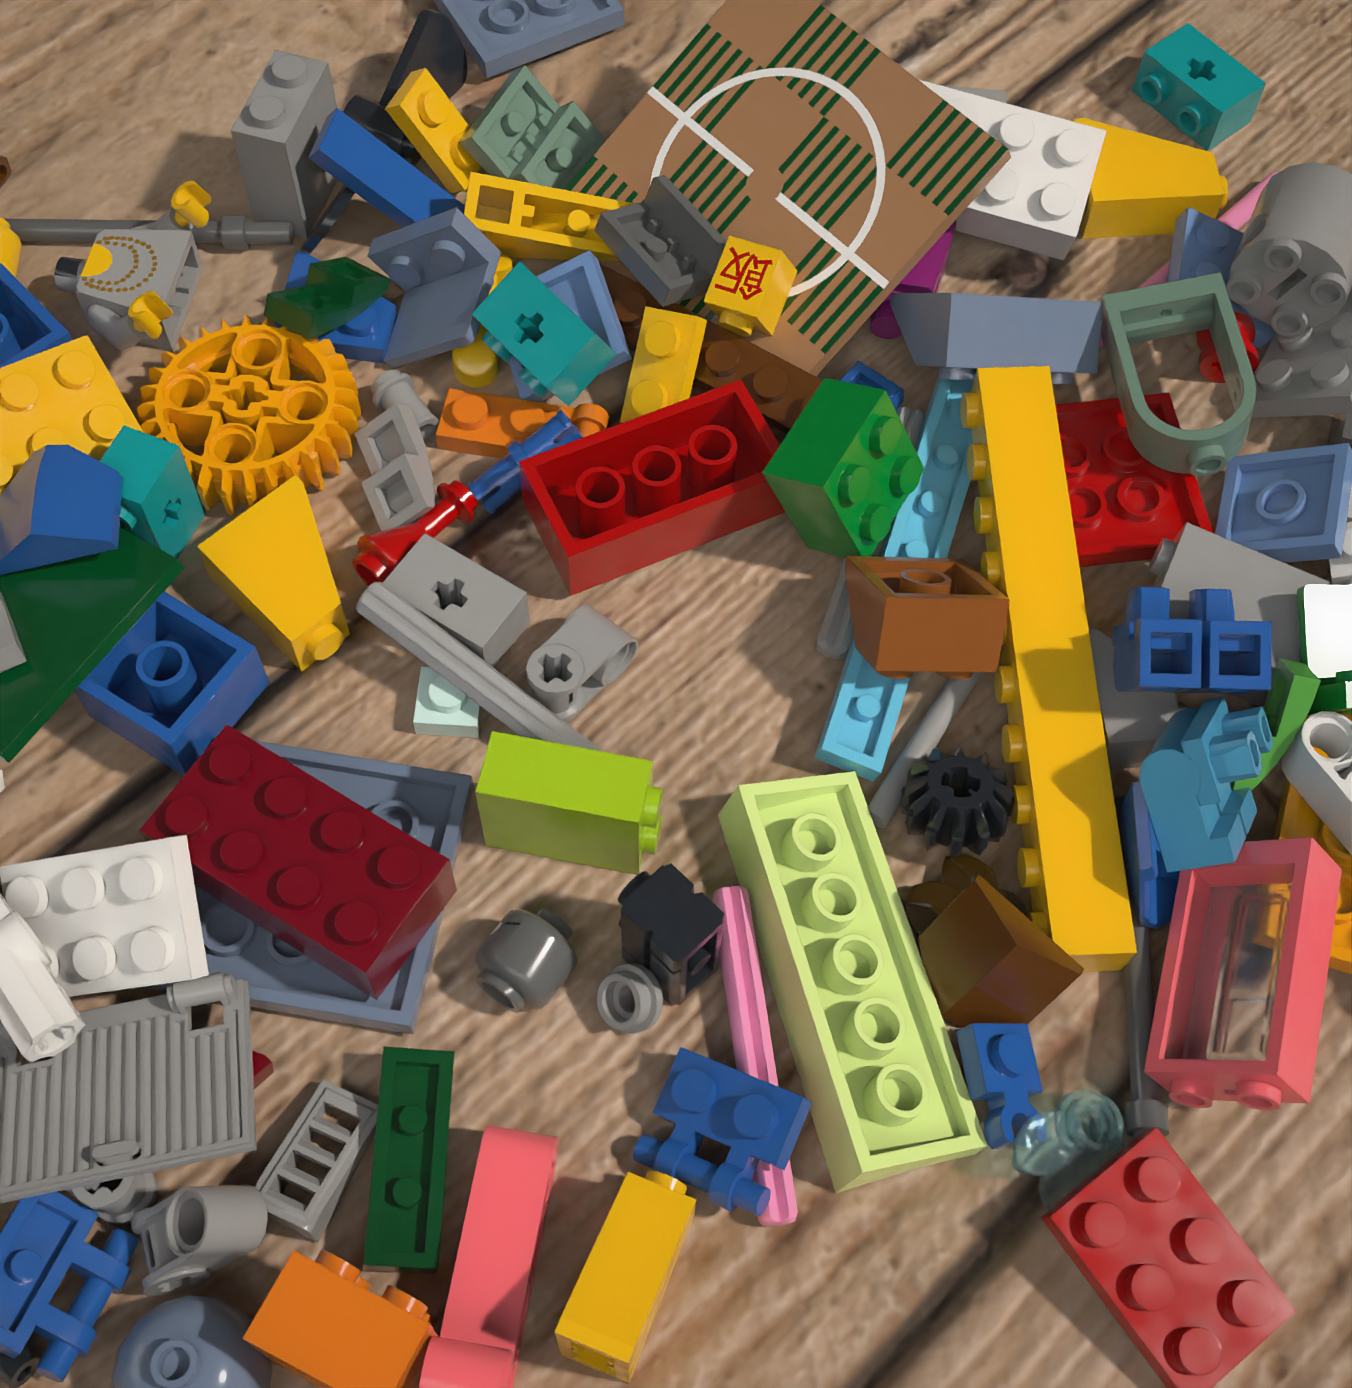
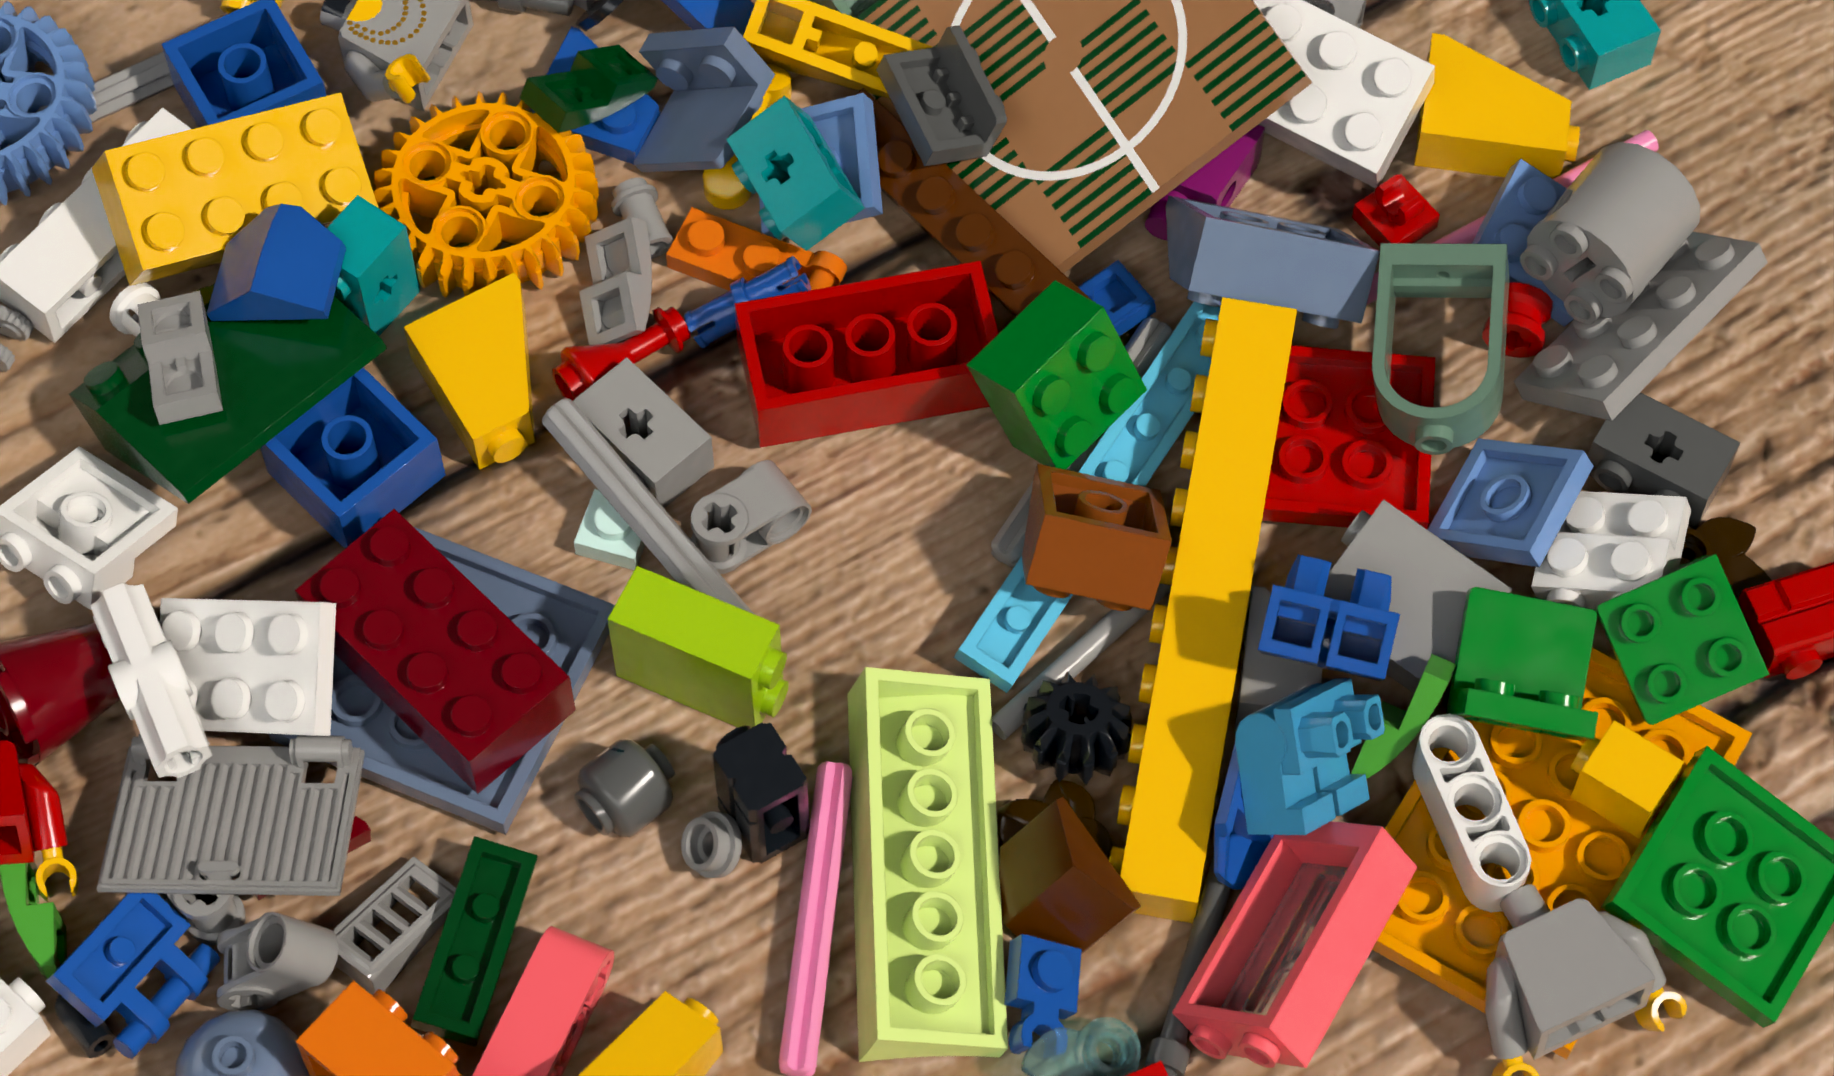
camera: 15 degrees right, 0 degrees up
(663, 361) = (911, 225): yellow plate -> none
(733, 1110) = (775, 960): blue plate -> none
(750, 287) = (1017, 164): yellow brick -> none
(1084, 276) = (1395, 213): none -> red tile

